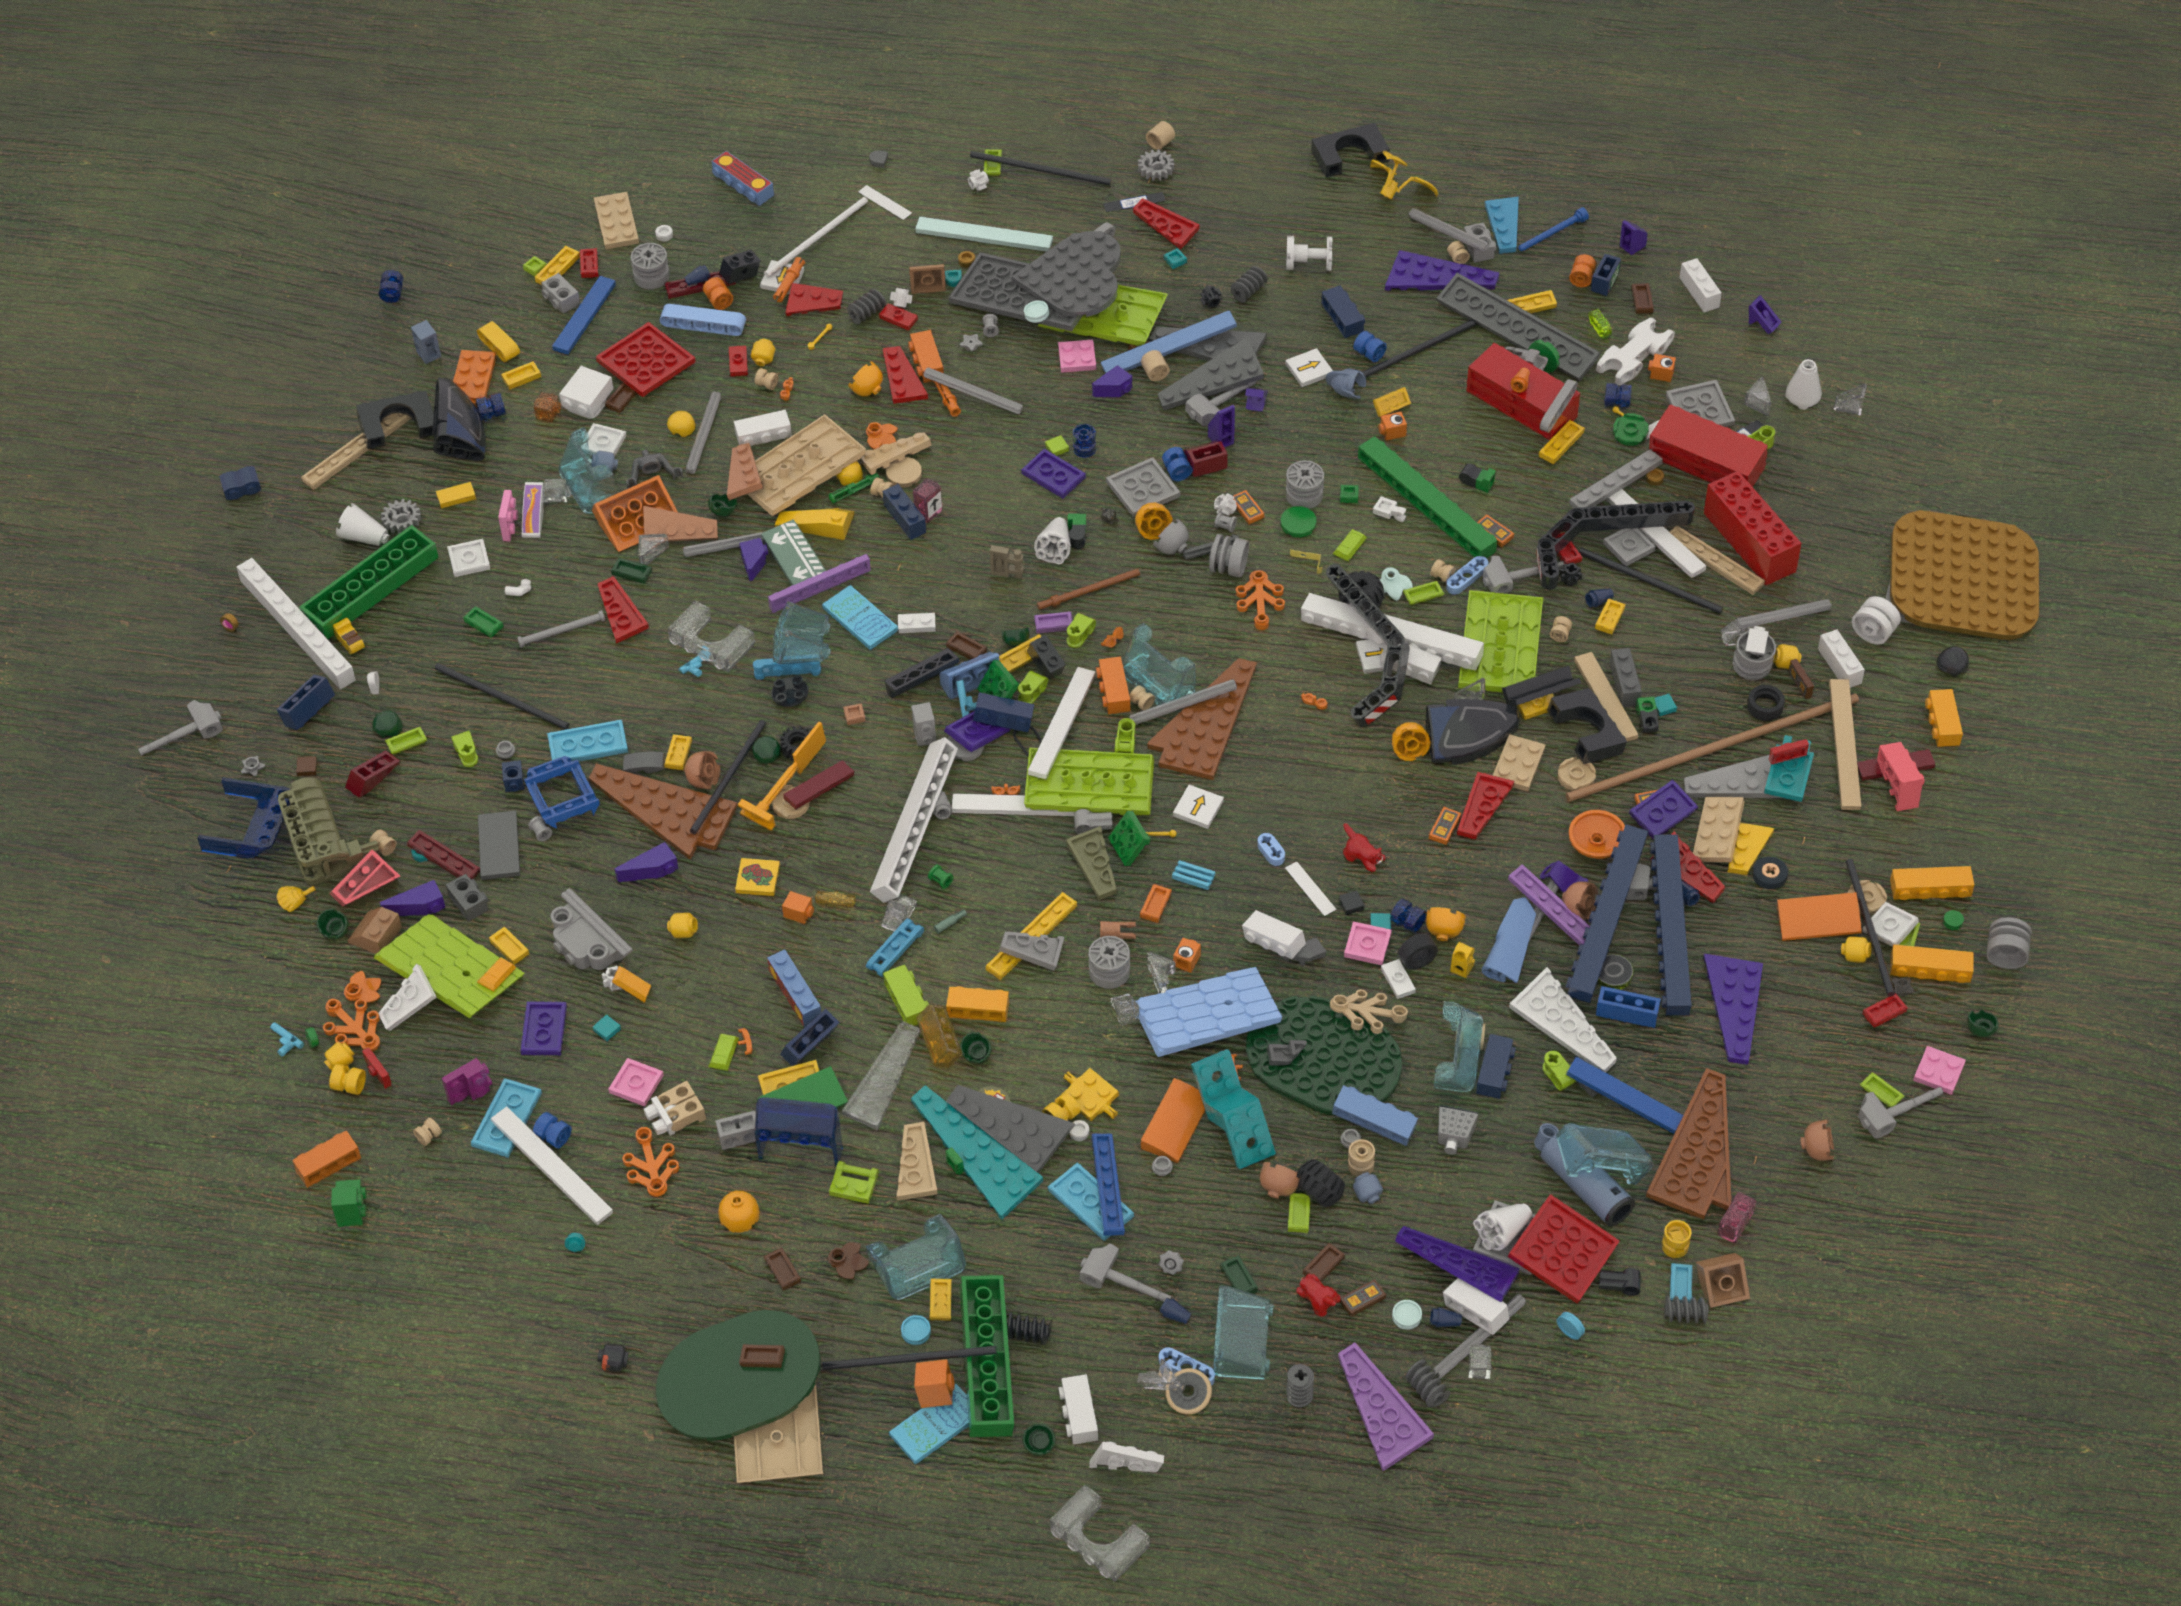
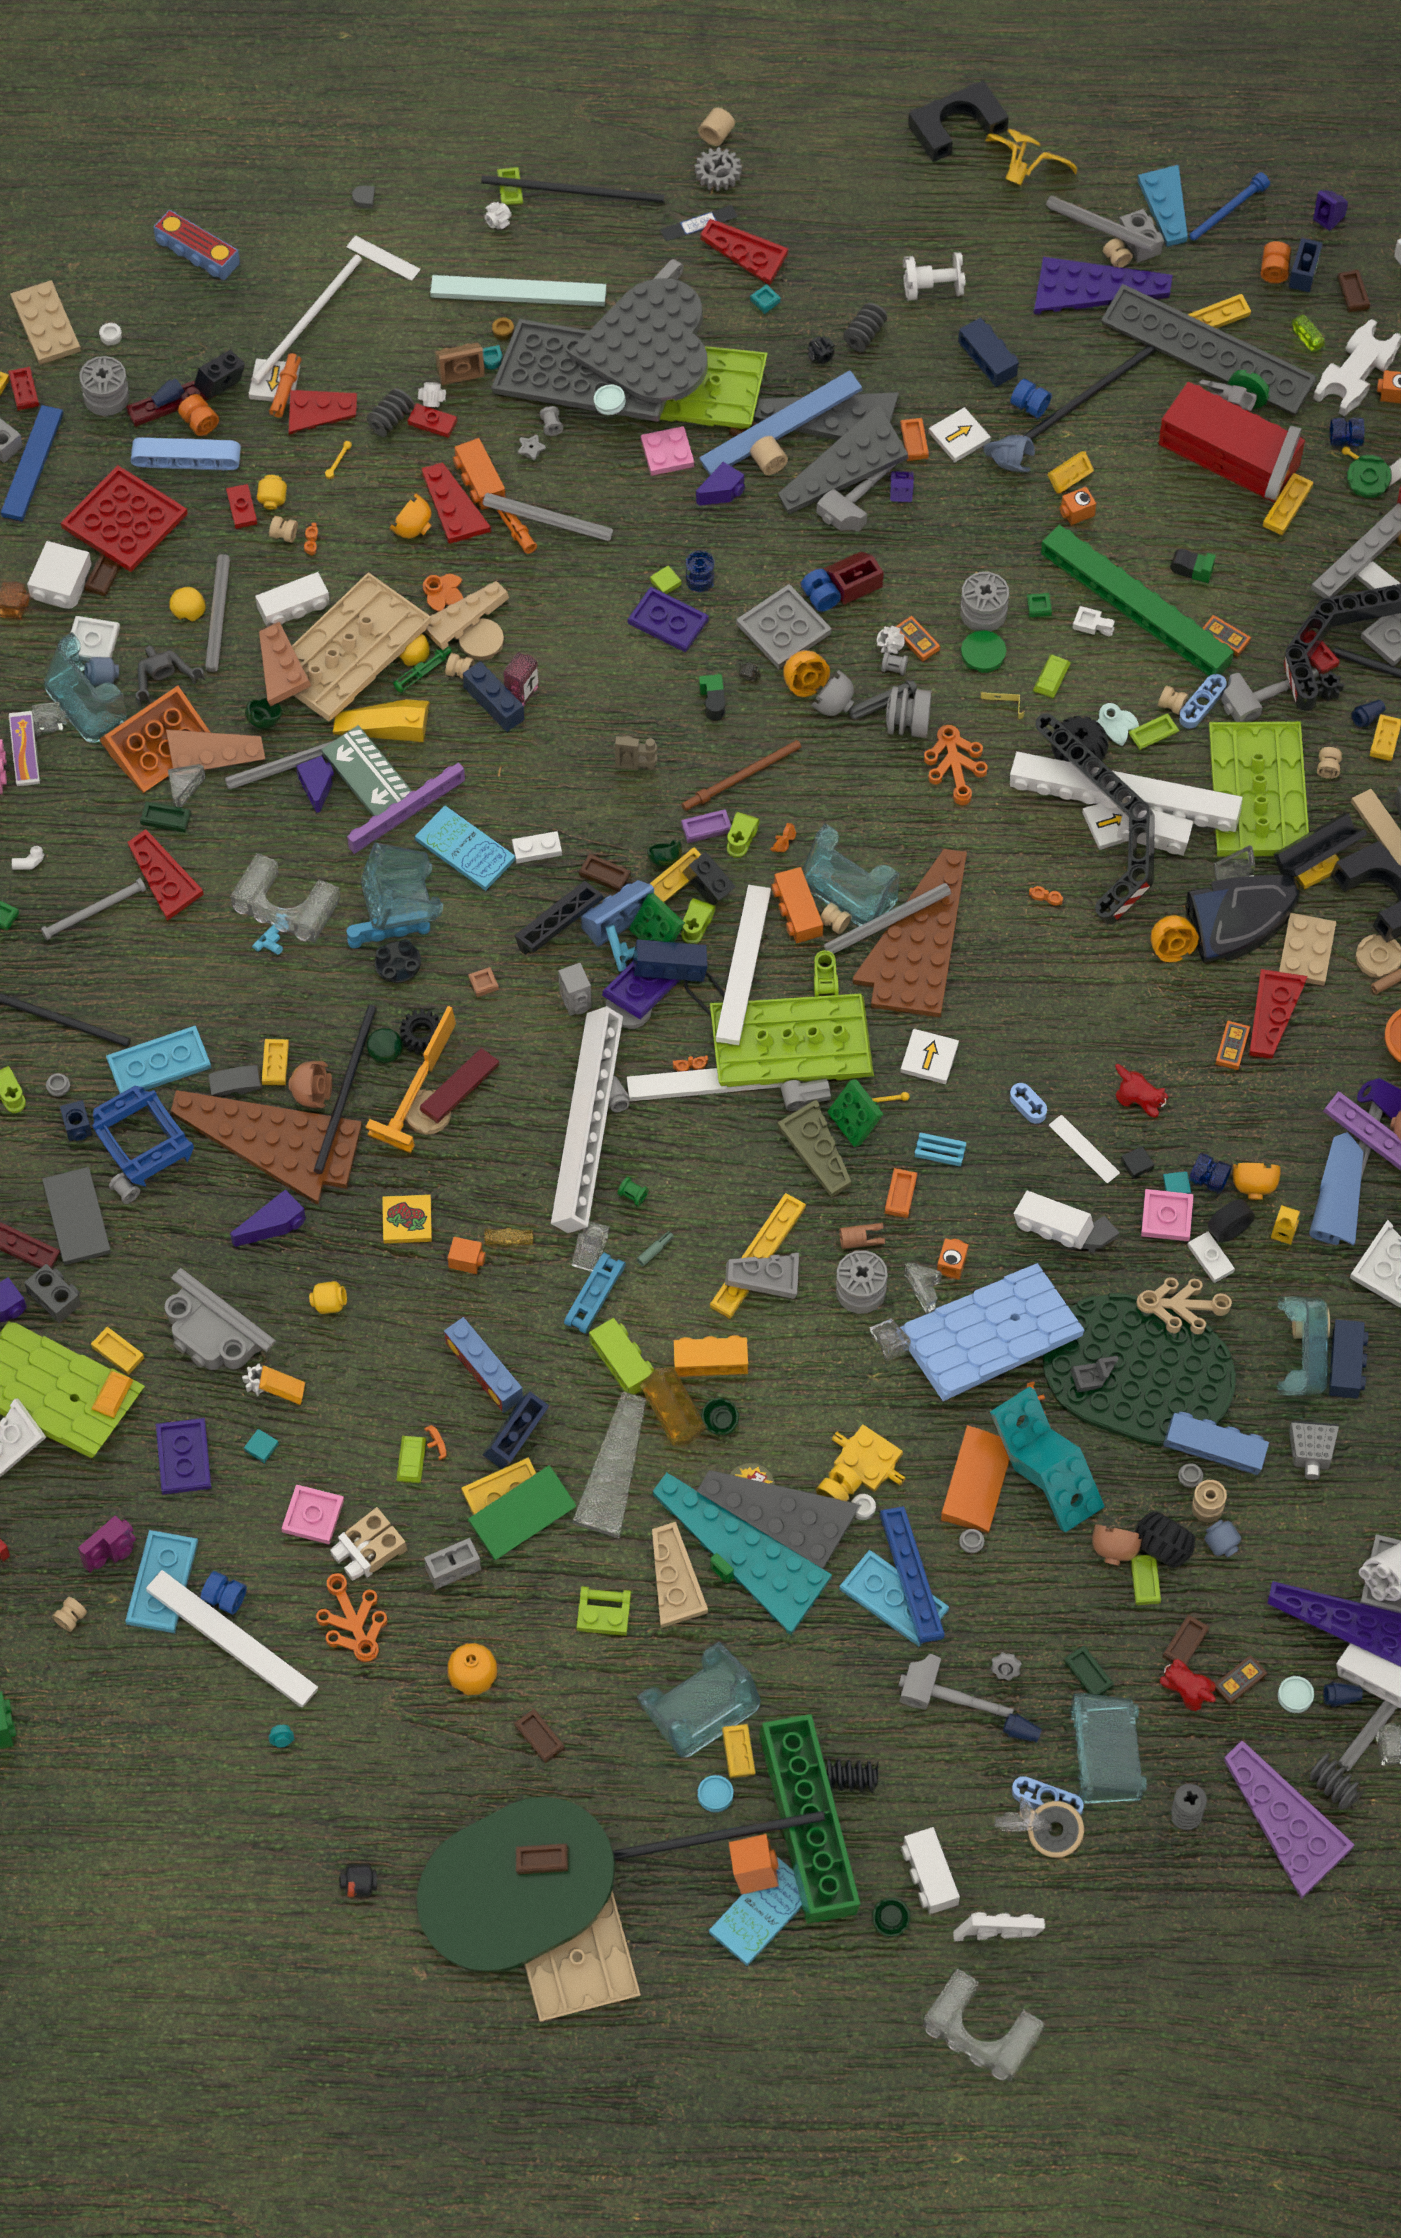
camera: 10 degrees left, 10 degrees up
(797, 1123) = (529, 1555): clear blue windscreen -> none
(850, 1260) = (620, 1714): reddish brown plate -> none
(1053, 542) = (688, 716): white cone -> none
(1223, 426) = (870, 535): dark purple slope -> none
(1273, 367) = (914, 439): none -> orange tile
(1520, 381) = (1230, 434): orange cone -> none

